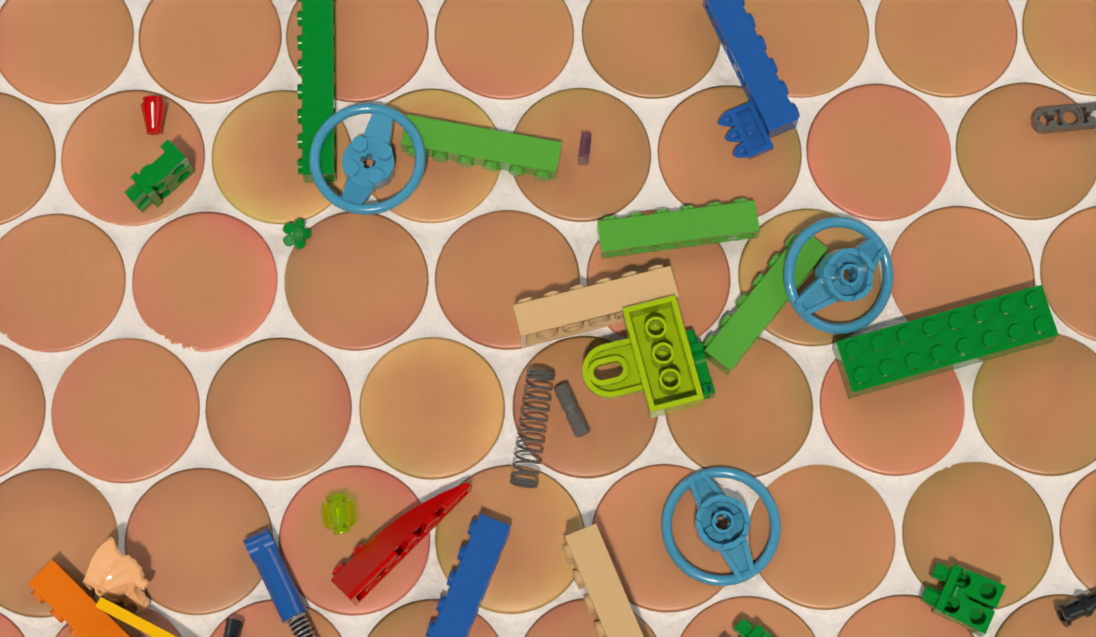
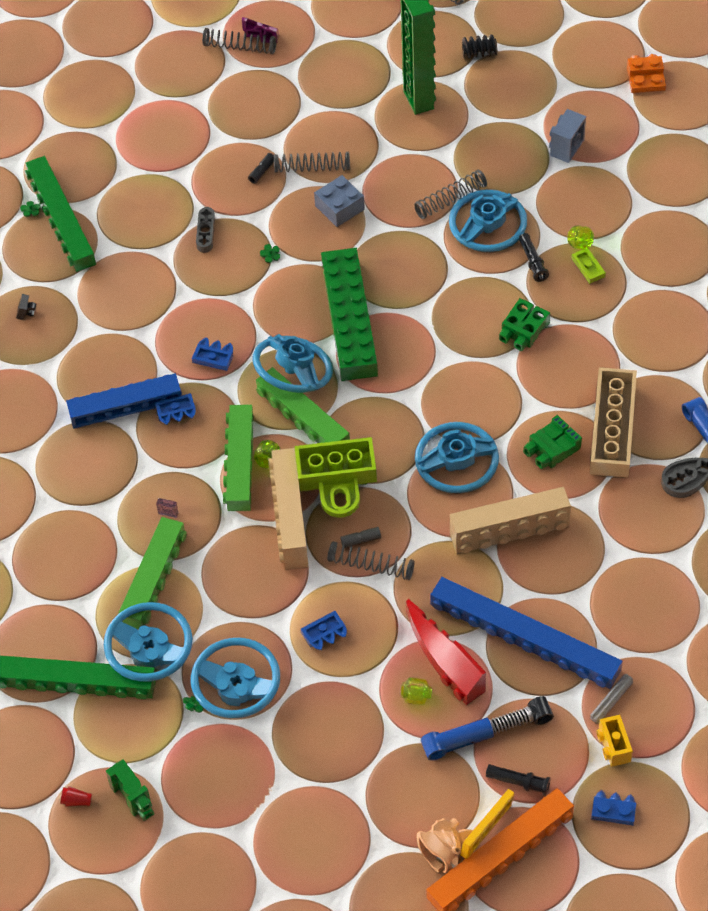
camera: 80 degrees left, 20 degrees down
(330, 263) = (224, 677): none -> dark azure piece
(419, 381) = (324, 629): none -> blue plate
(687, 265) = (263, 452): none -> clear neon green head
(844, 164) = (213, 355): none -> blue plate
(1042, 216) = (270, 253): none -> green plant

